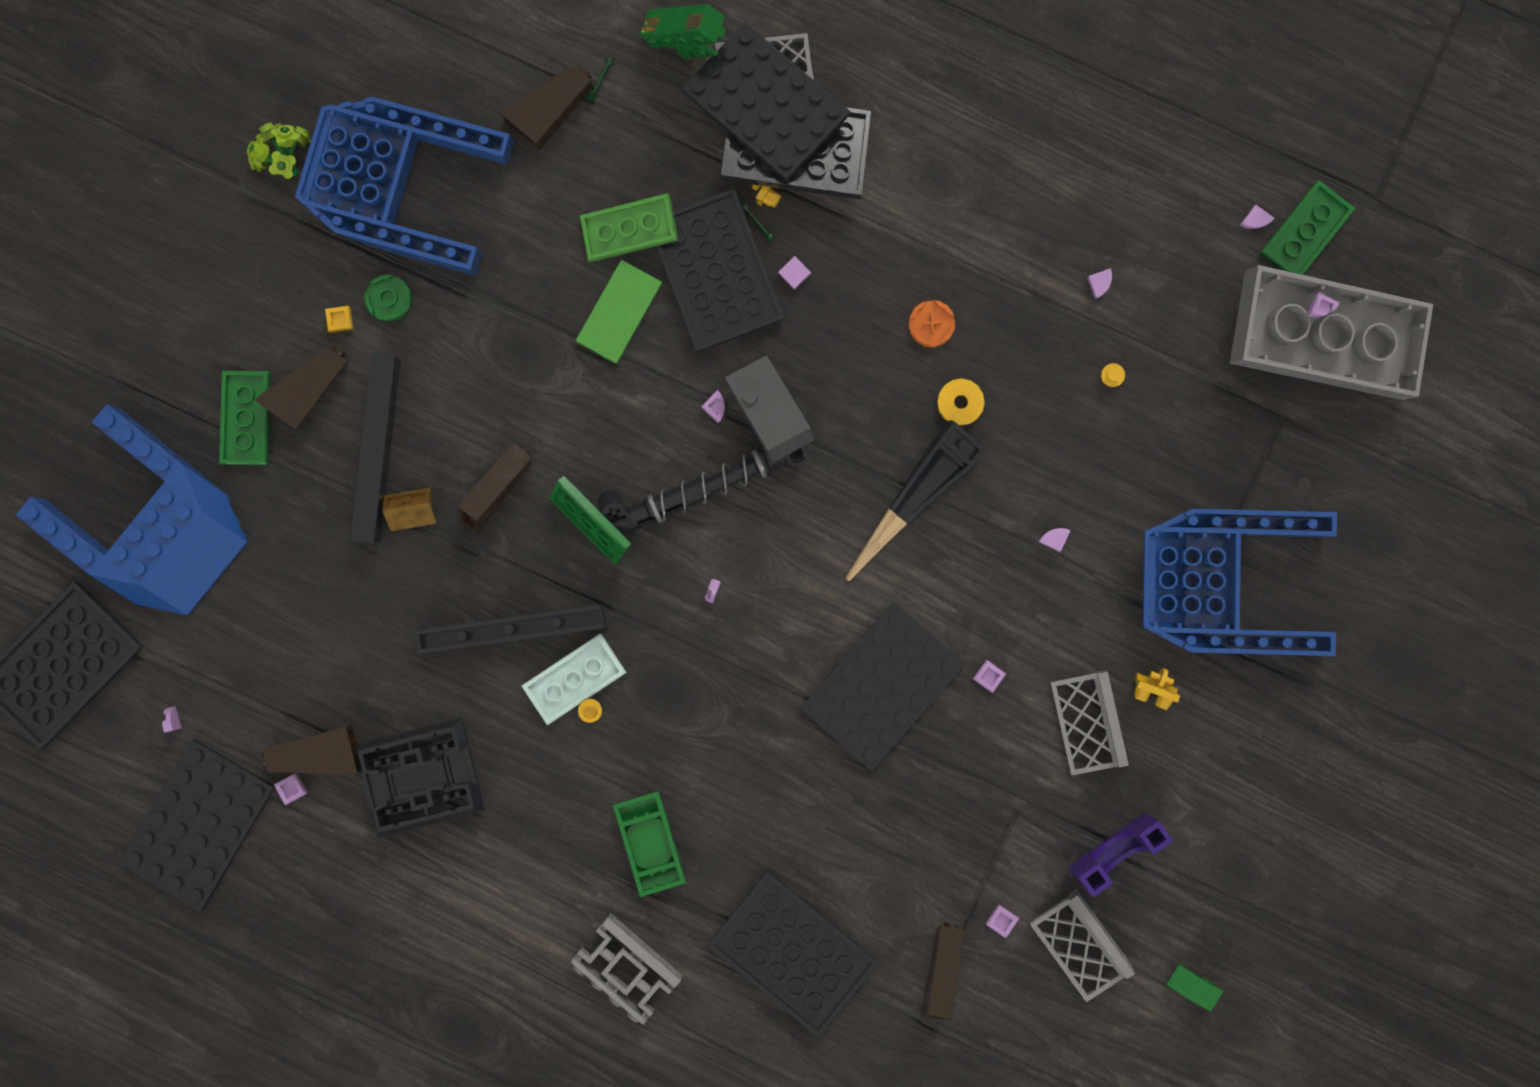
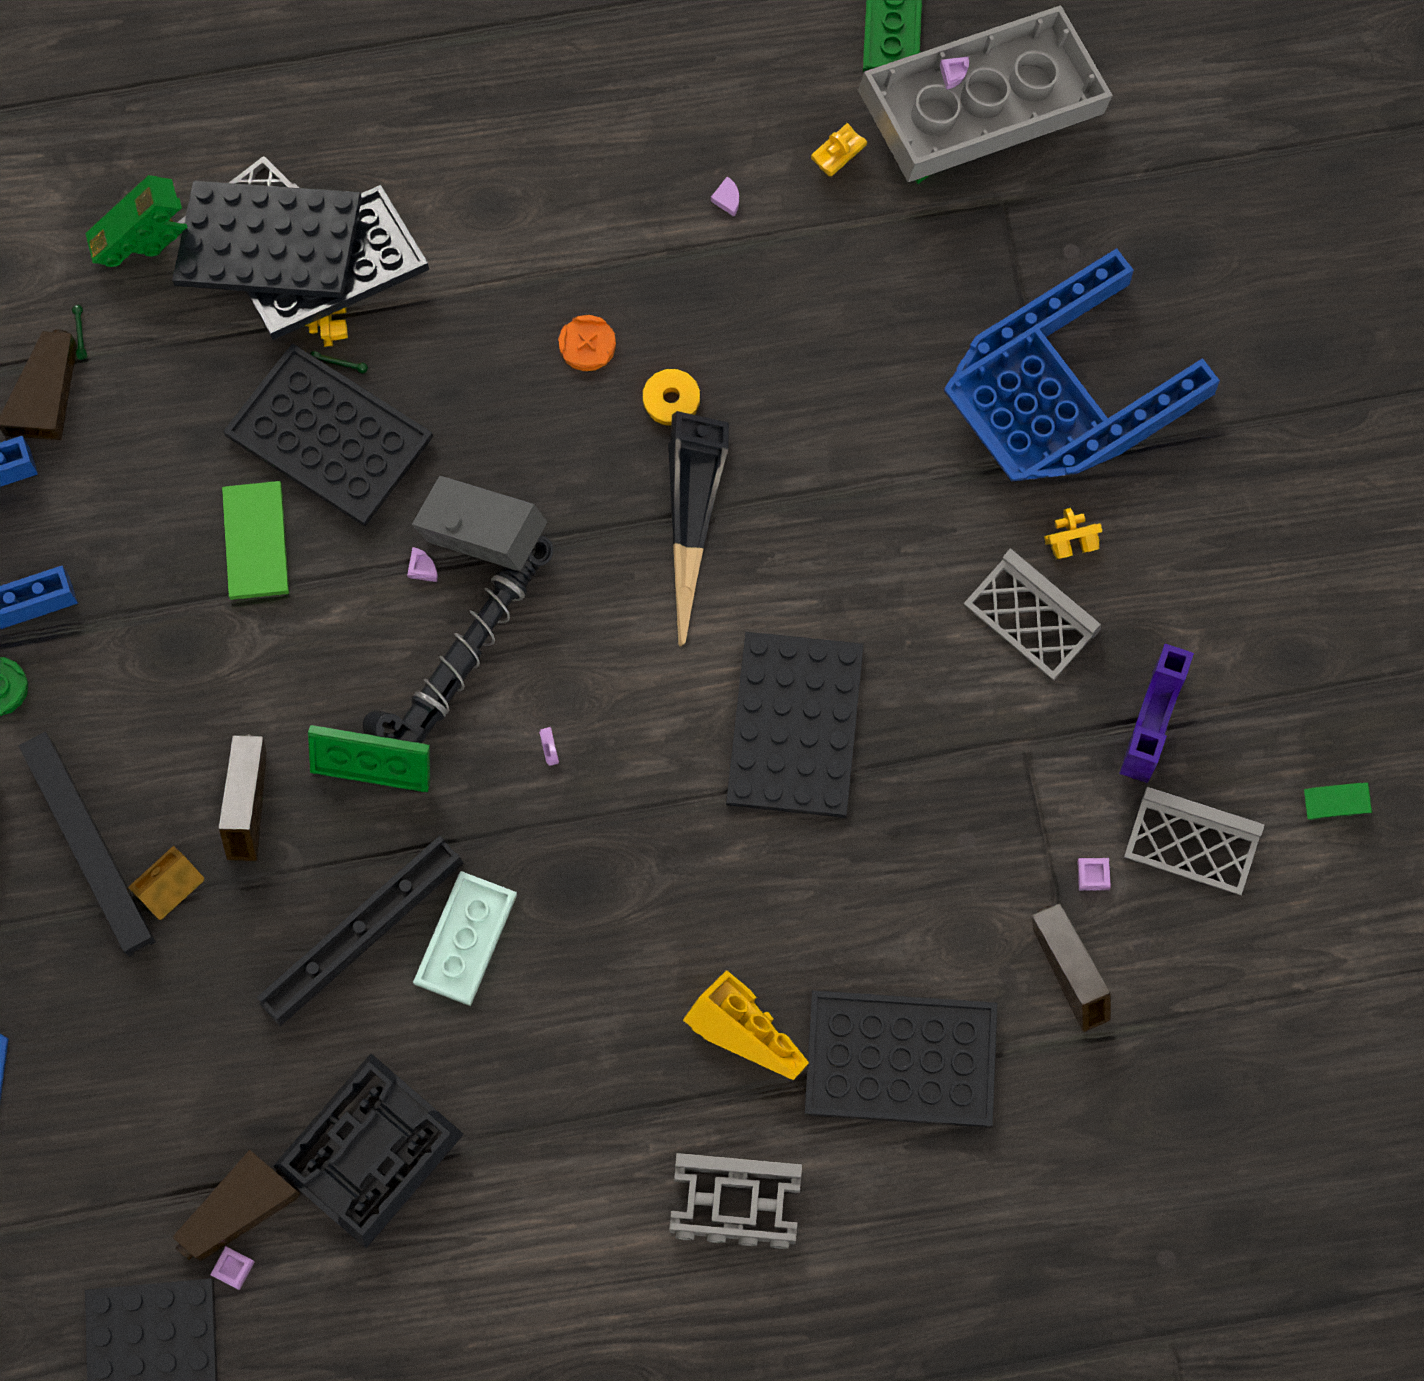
camera: 35 degrees left, 15 degrees down
(172, 720) = (47, 1285): lavender tile -> none
(589, 710) = (505, 957): yellow plate -> none
(629, 227) = (209, 450): bright green tile -> none
(649, 843) = (666, 1049): green slope -> none
(705, 861) = (734, 1022): none -> yellow wedge
(794, 273) = (411, 385): lavender tile -> none
(989, 676) = (897, 640): lavender tile -> none
(1055, 538) = (863, 463): lavender tile -> none
(1113, 375) = (804, 272): yellow plate -> none
(1200, 303) = (838, 150): none -> yellow hips
(1256, 218) = (835, 42): lavender tile -> none

